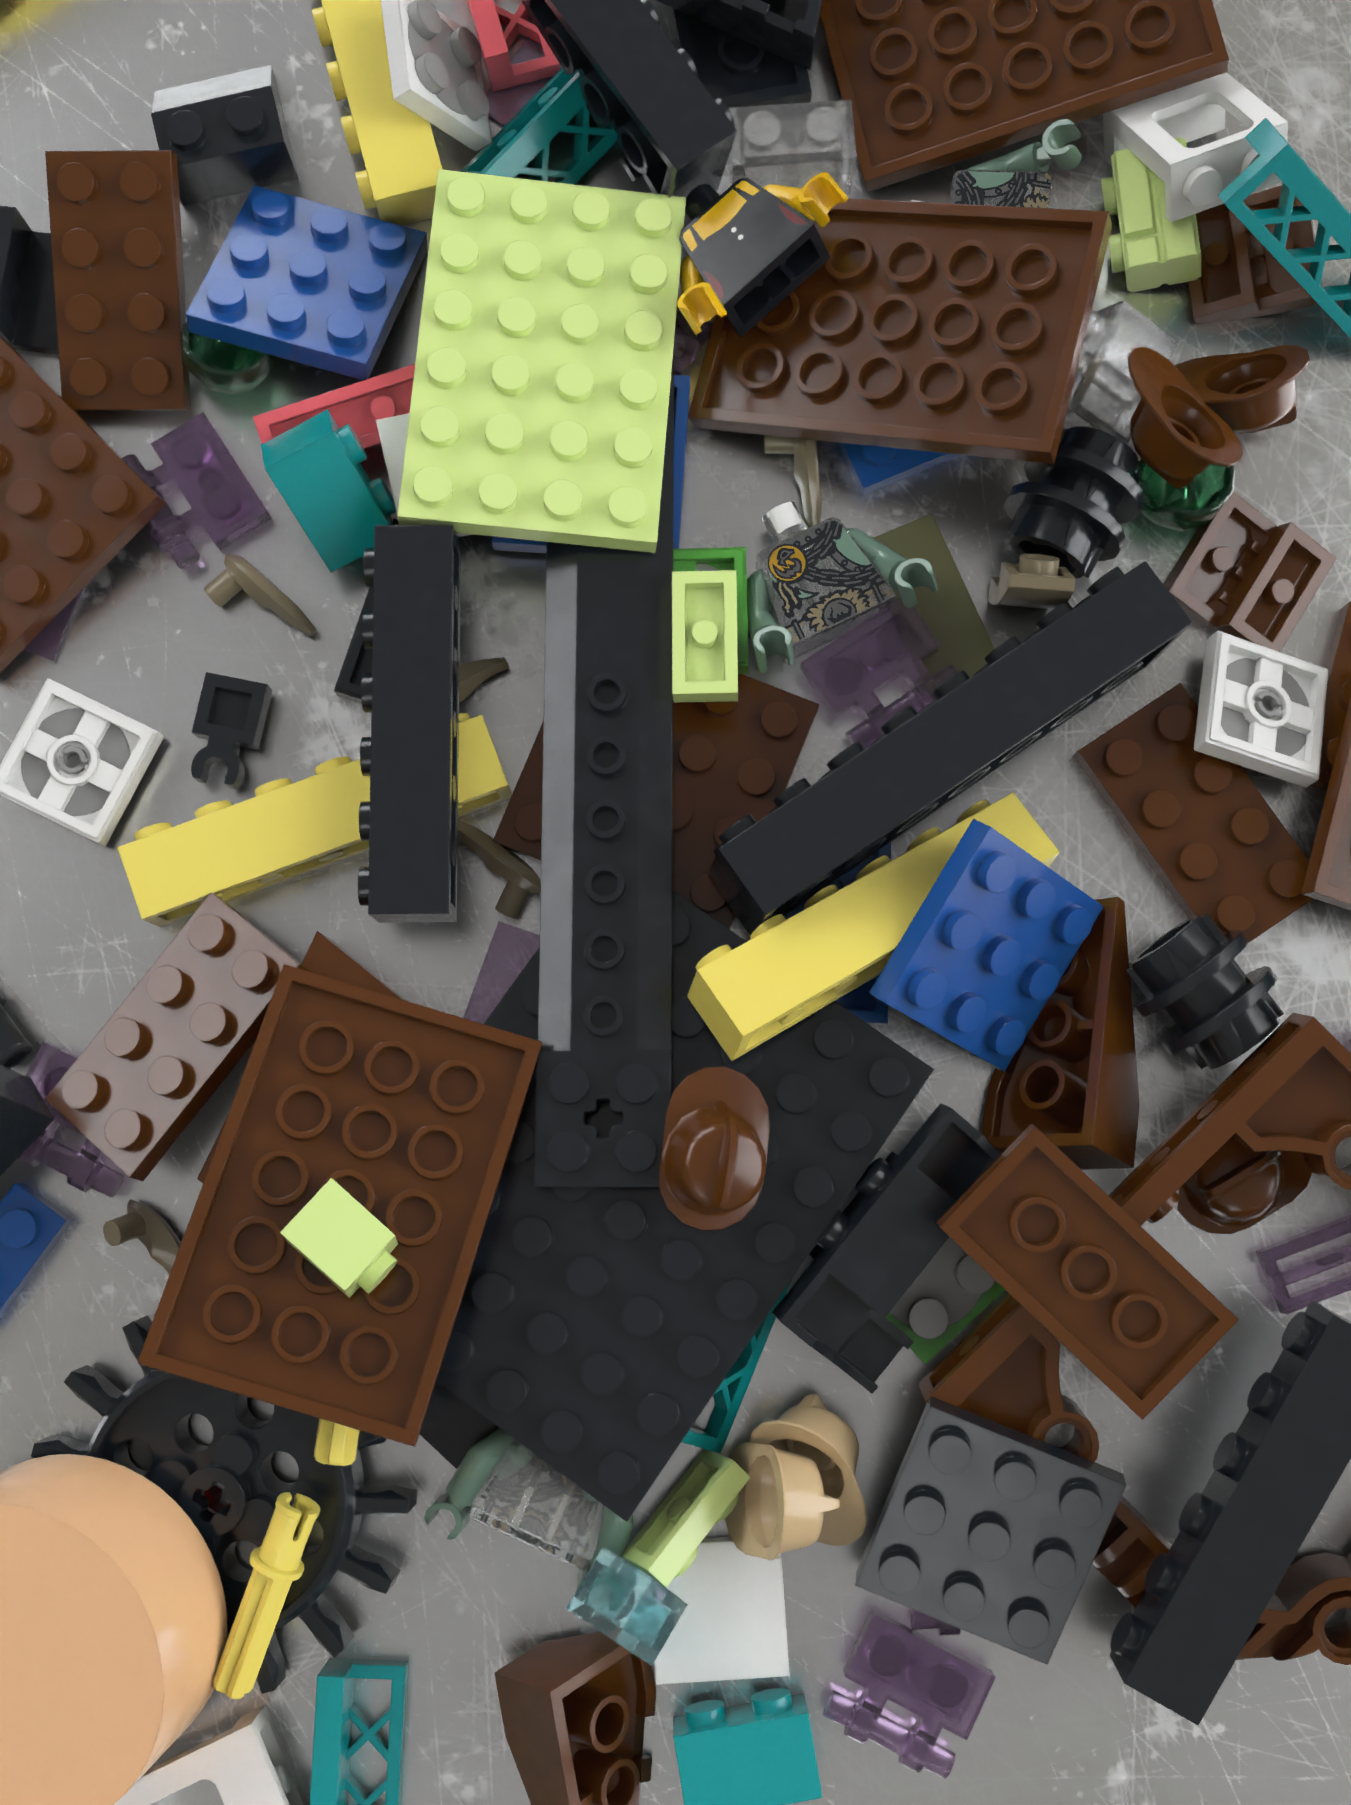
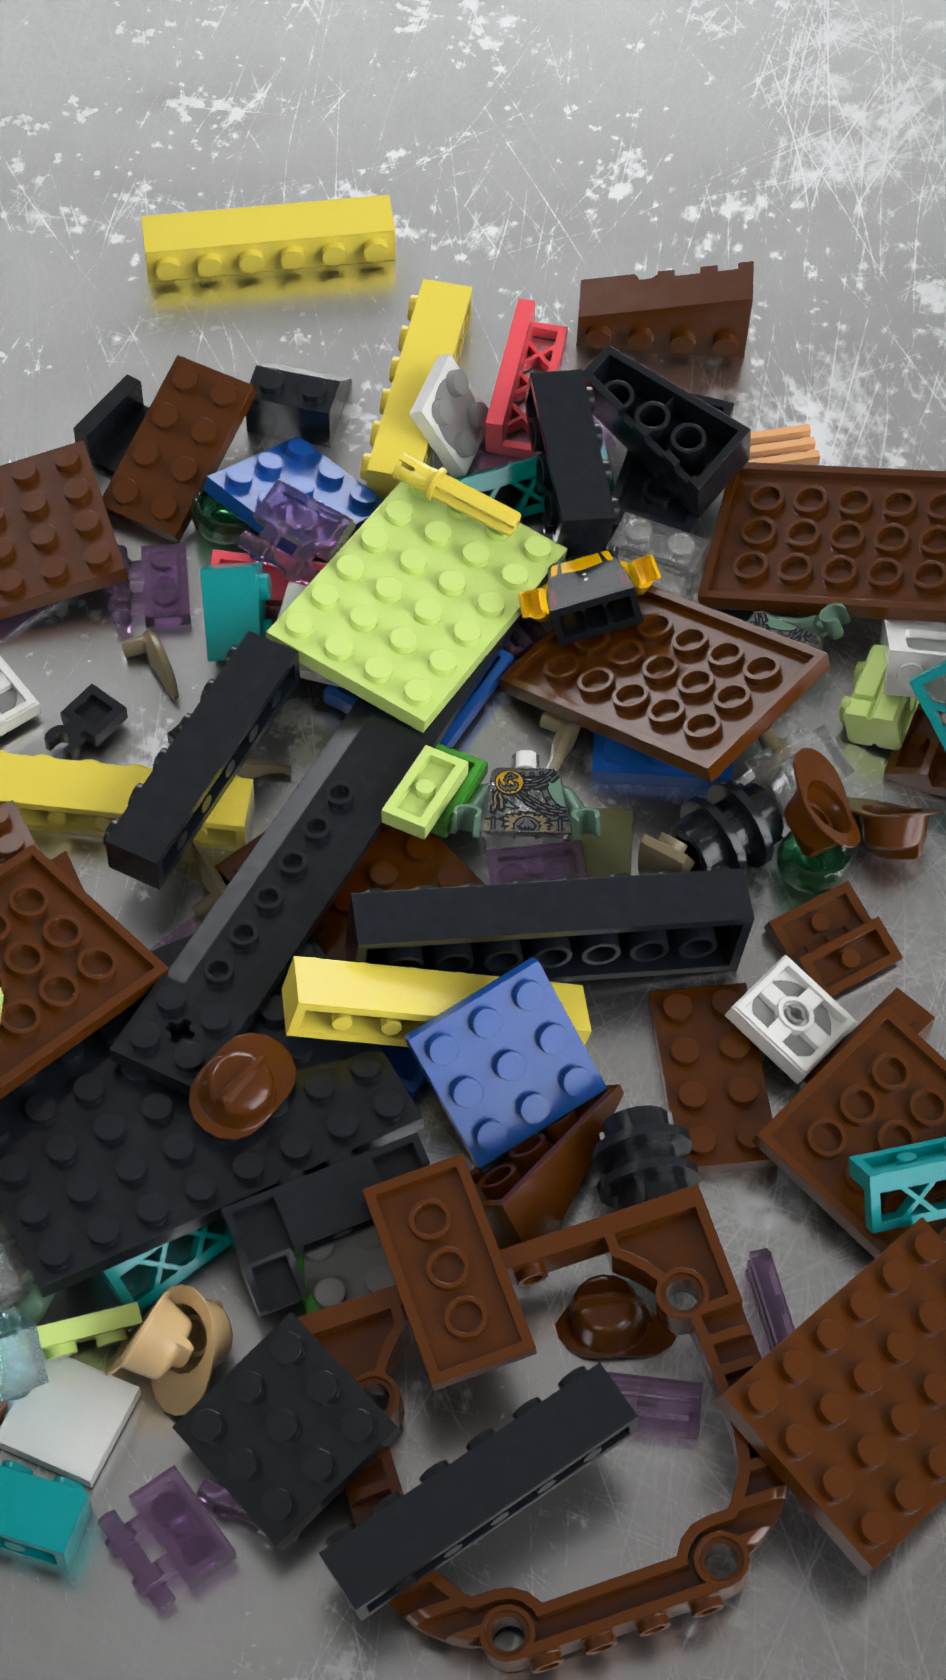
camera: 25 degrees right, 25 degrees down
(355, 330) = (301, 520): none -> clear purple plate
(523, 194) = (456, 494): none -> light yellow axle

